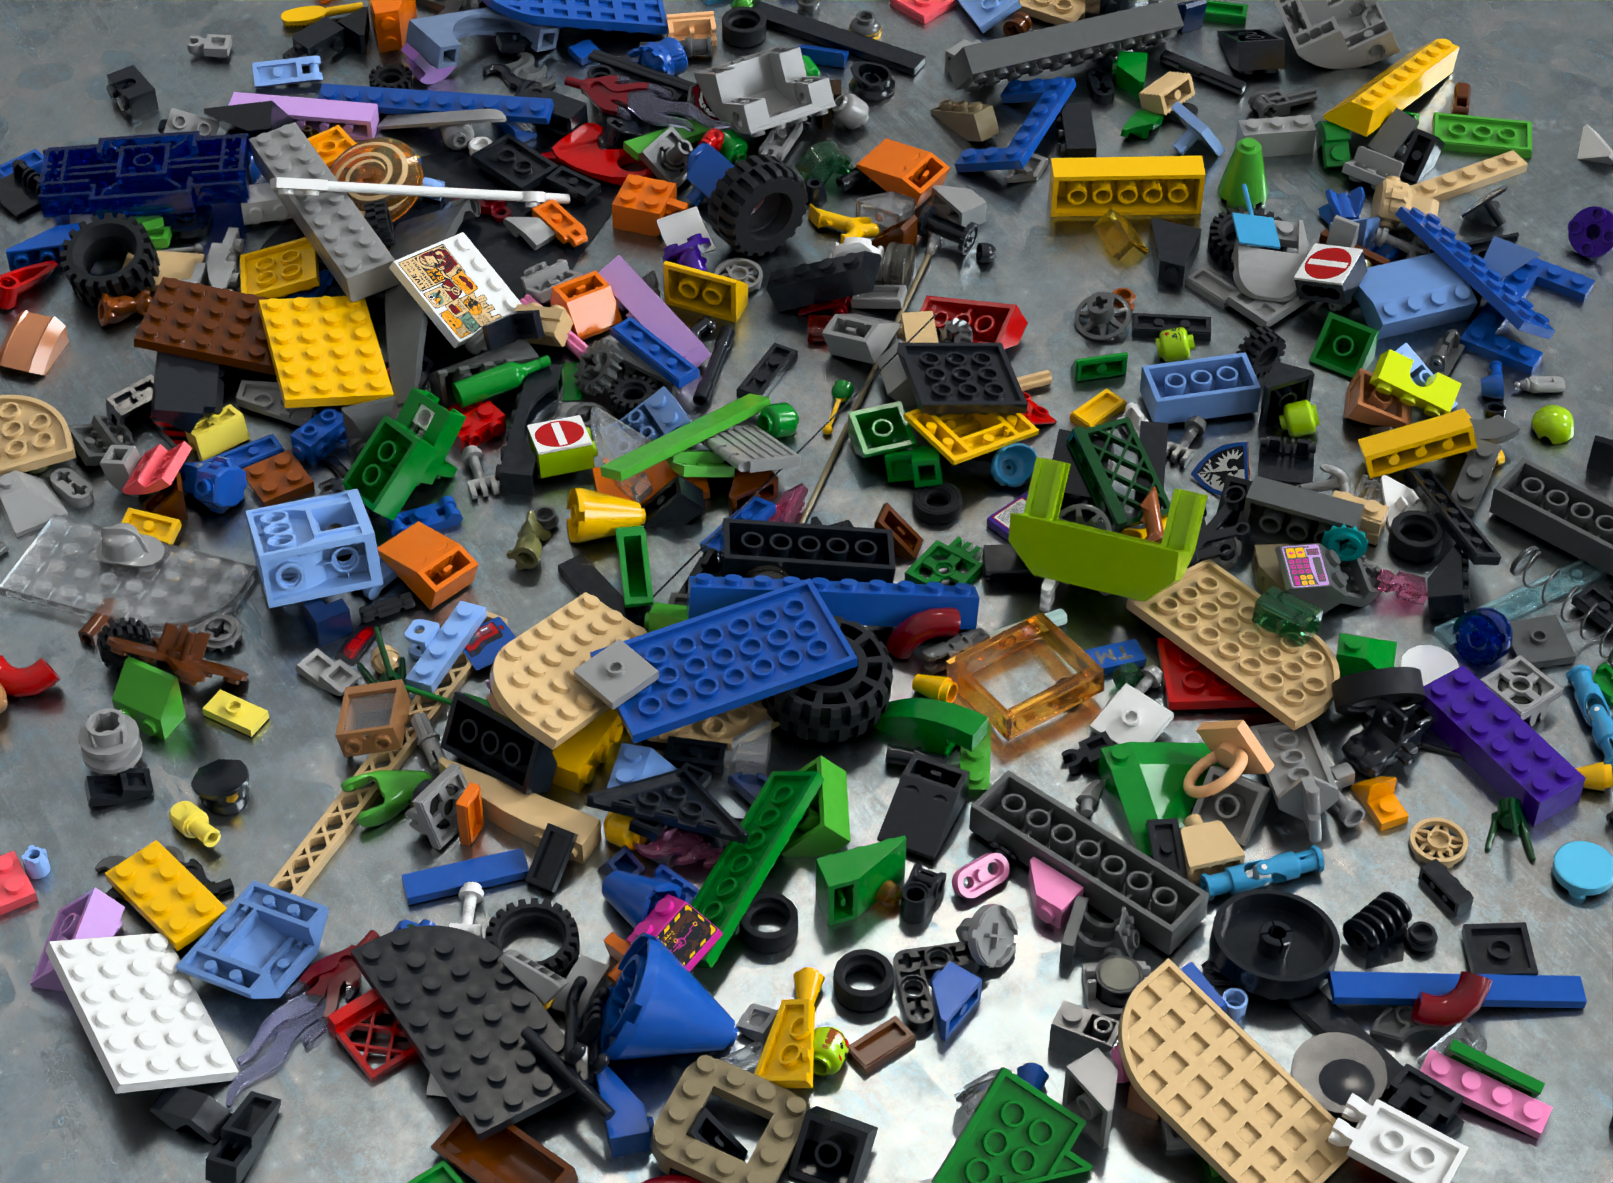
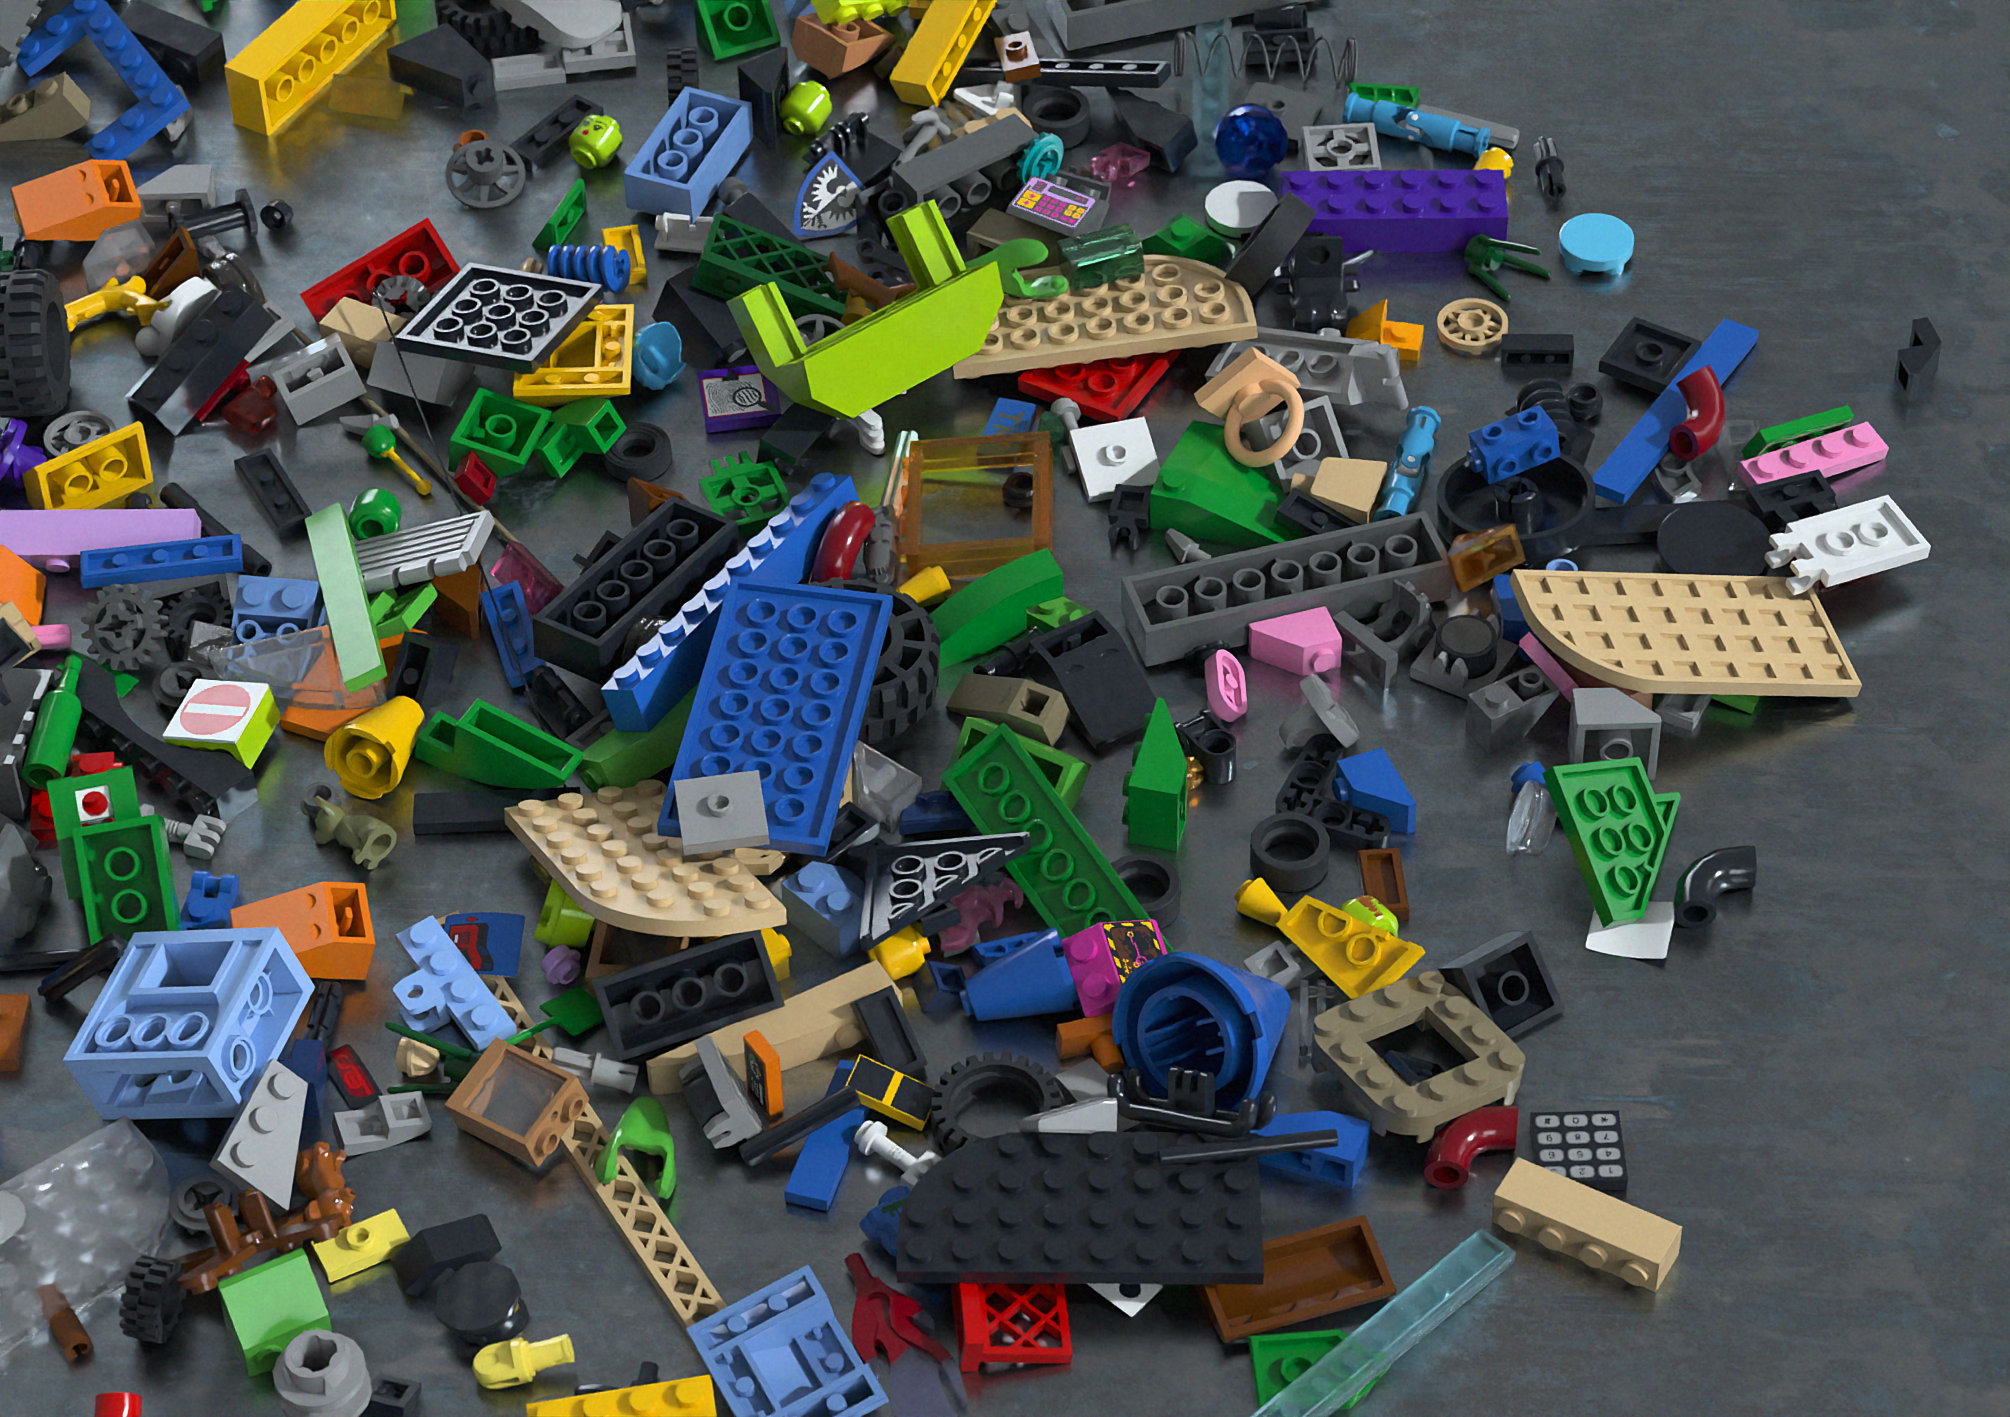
camera: 55 degrees left, 0 degrees up
(250, 747) = (444, 1247): none -> black slope
(260, 623) = (265, 1136): none -> light grey wing
(268, 666) = (321, 1180): none -> dark orange animal
(451, 854) = (799, 1125): none -> black axle
(509, 878) = (891, 1092): none -> black tile
(615, 404) = (205, 638): none -> clear smoke tile
(841, 443) = (475, 478): none -> dark red plate
(852, 377) = (363, 424): none -> light grey bar
(868, 781) = (1017, 702): none -> dark tan slope
(1058, 397) = (591, 265): none -> blue piece
(1193, 944) = (1484, 555): none -> clear orange slope
(1227, 575) = (1021, 254): none -> bright green animal
(1307, 908) = (1513, 444): none -> blue brick
(1437, 486) = (1017, 57): none -> reddish brown plate

